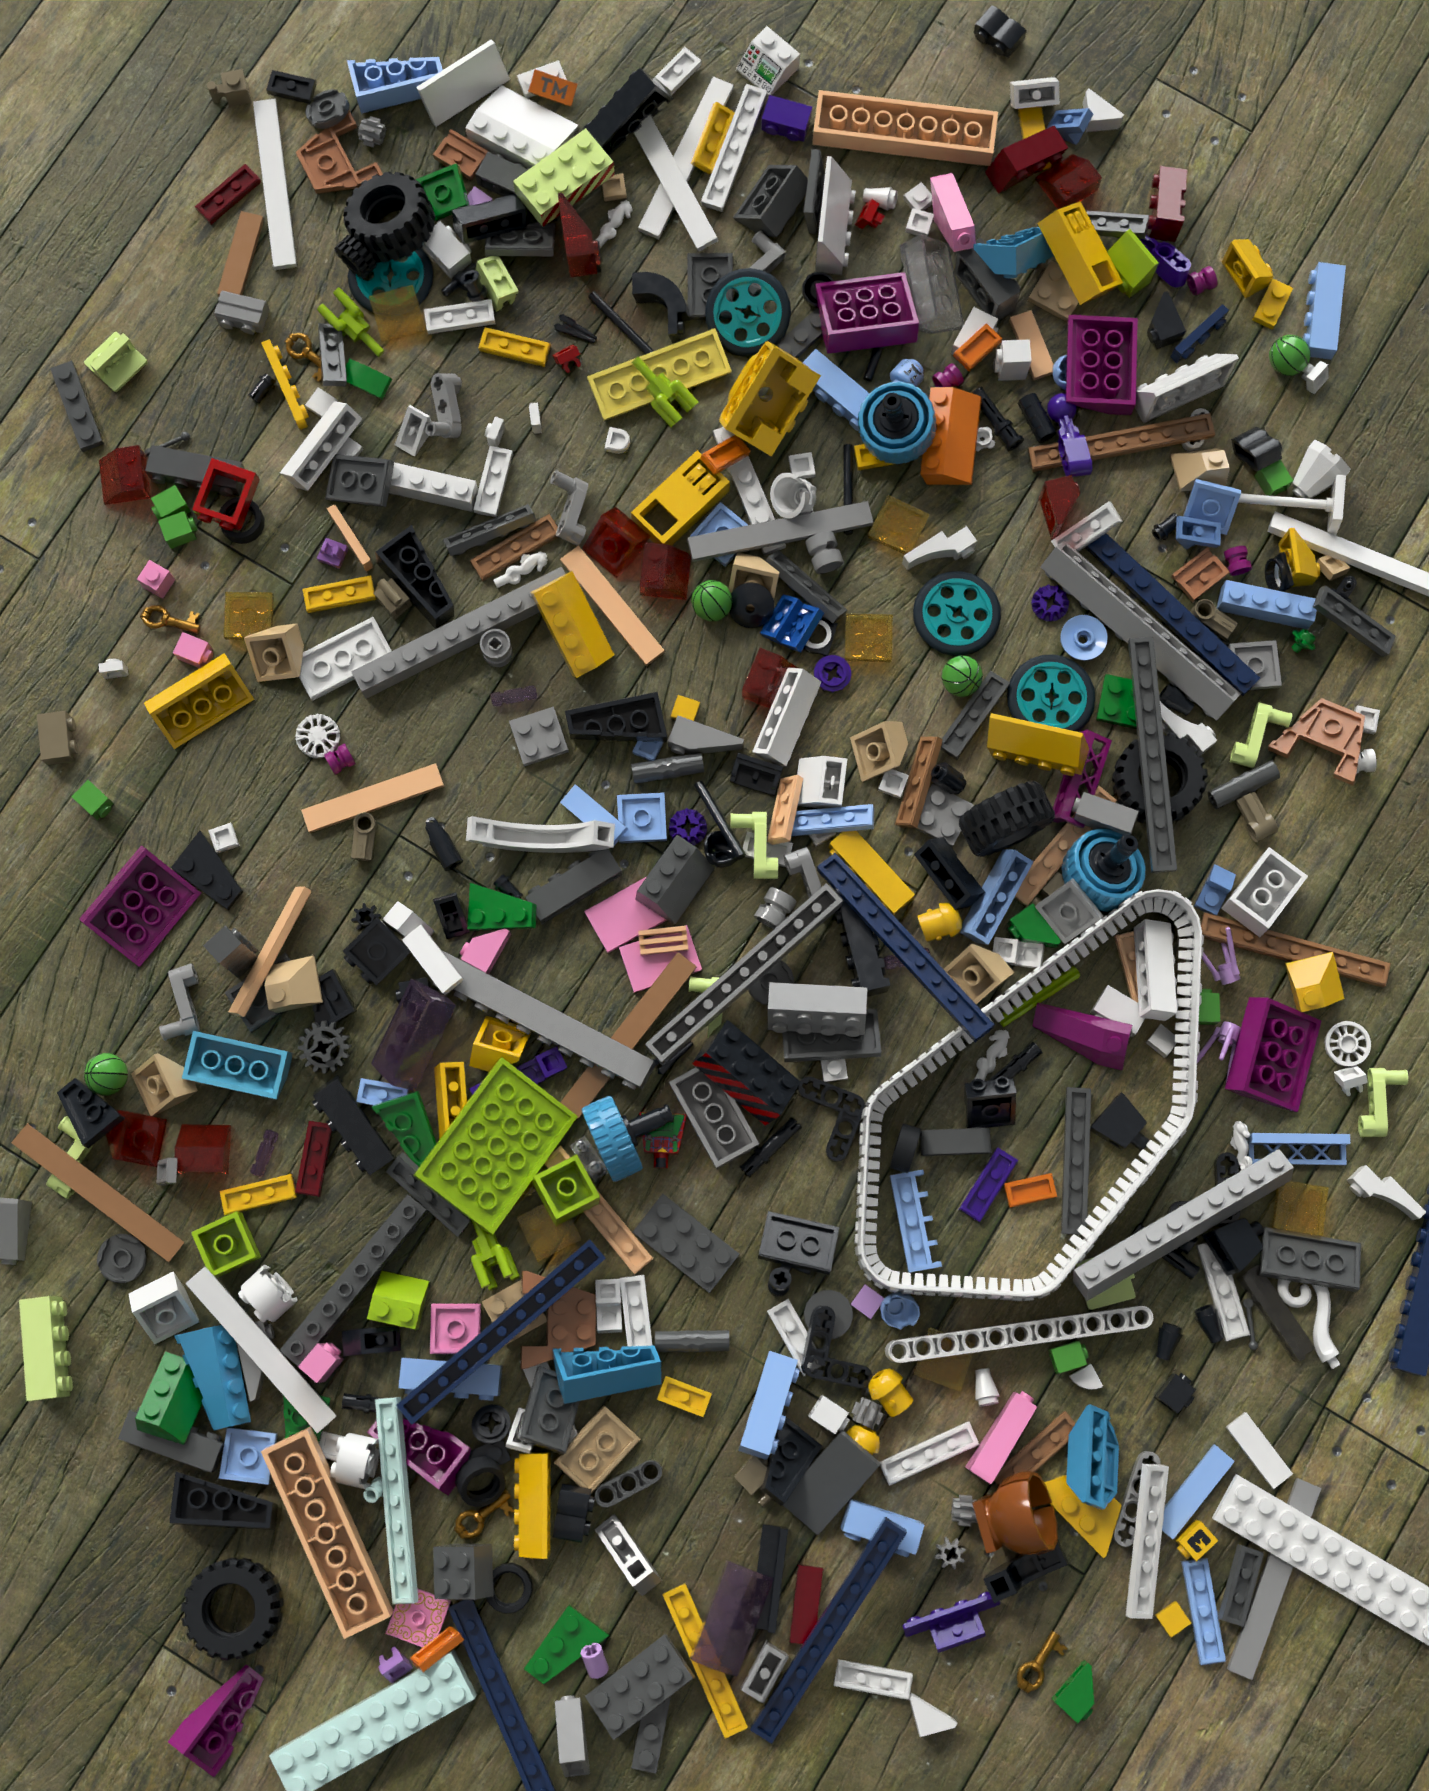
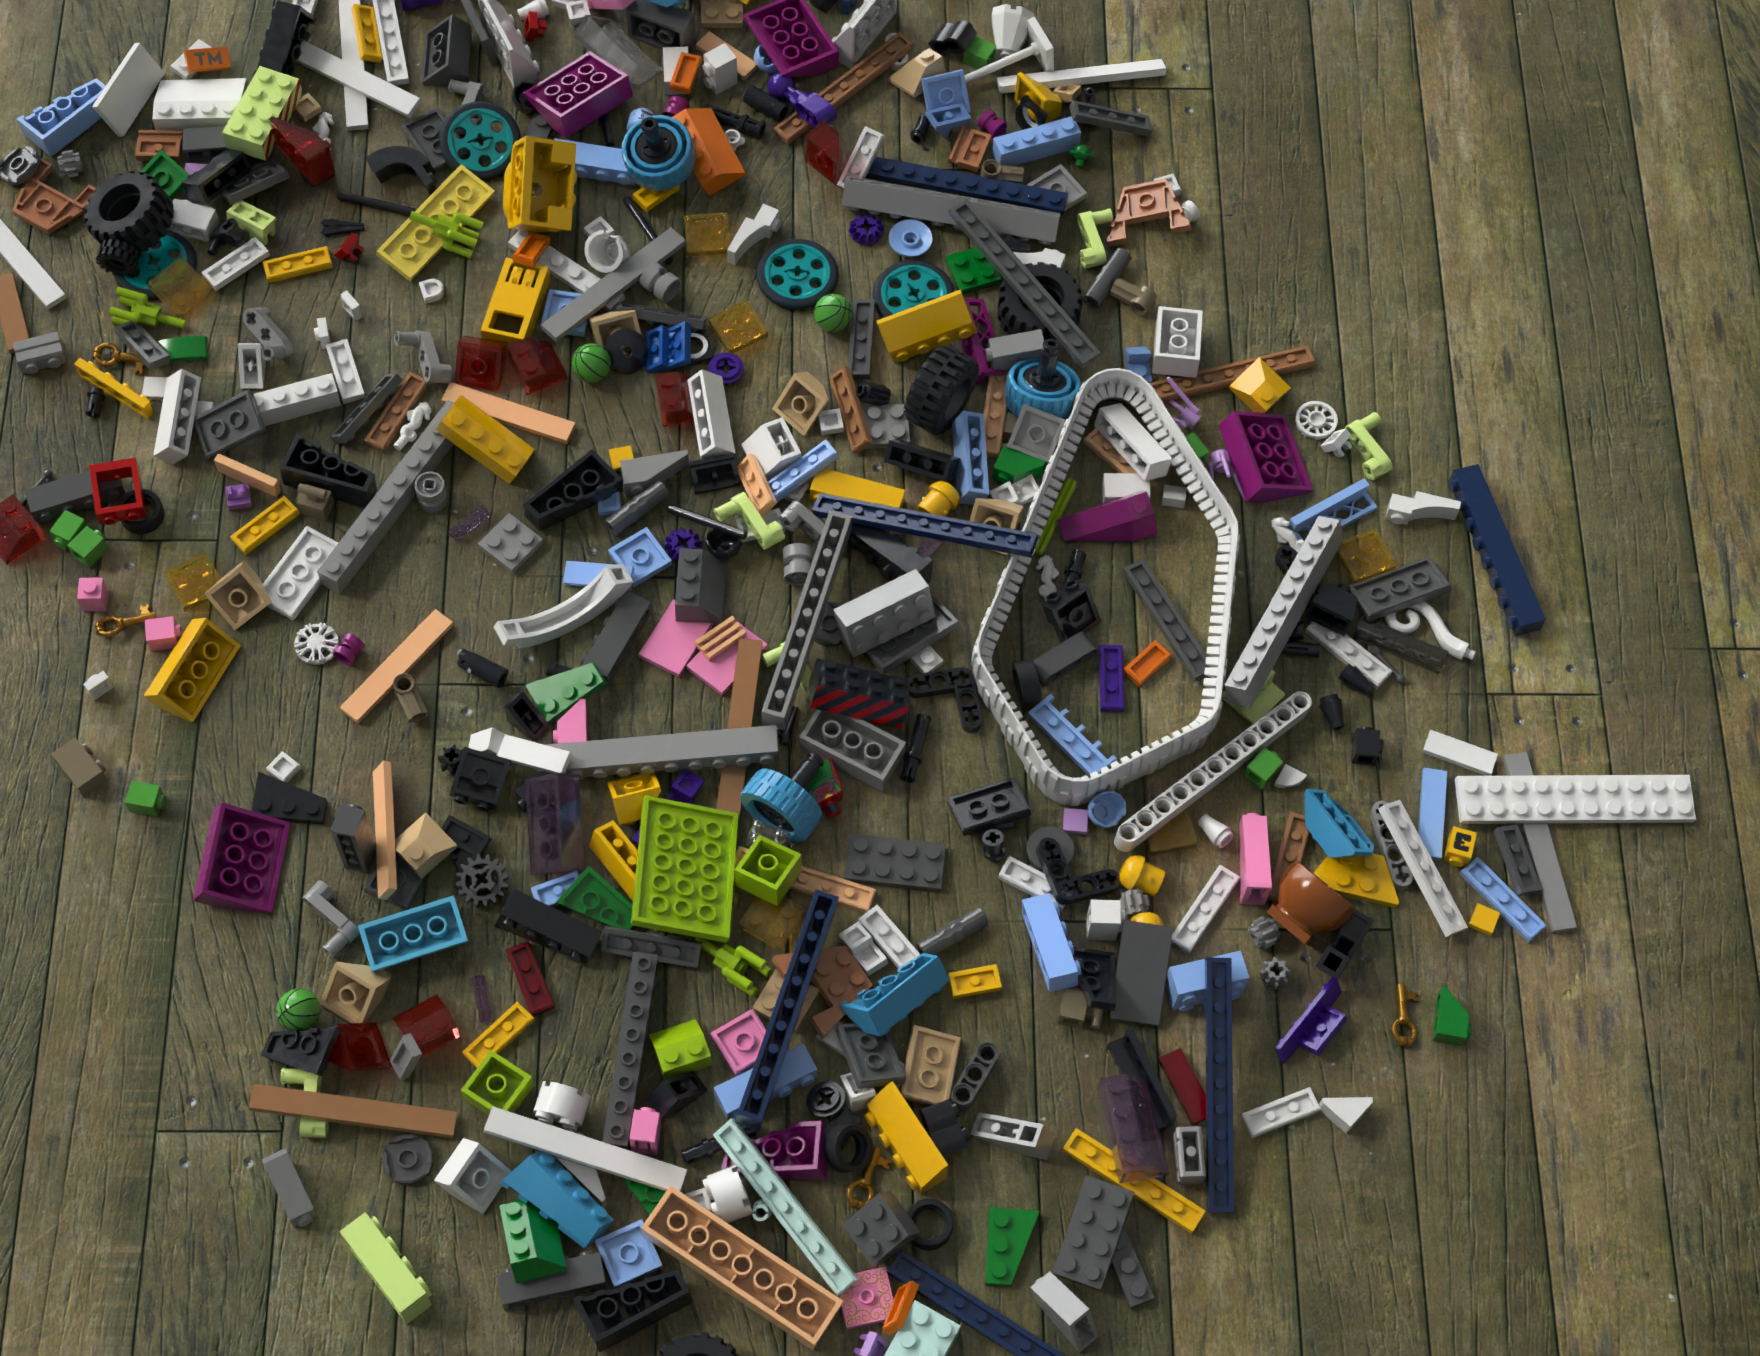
camera: 35 degrees left, 15 degrees down
(594, 1660) = (1041, 1236): lavender piece -> none
(1121, 1124) = (1185, 572): black torso -> none

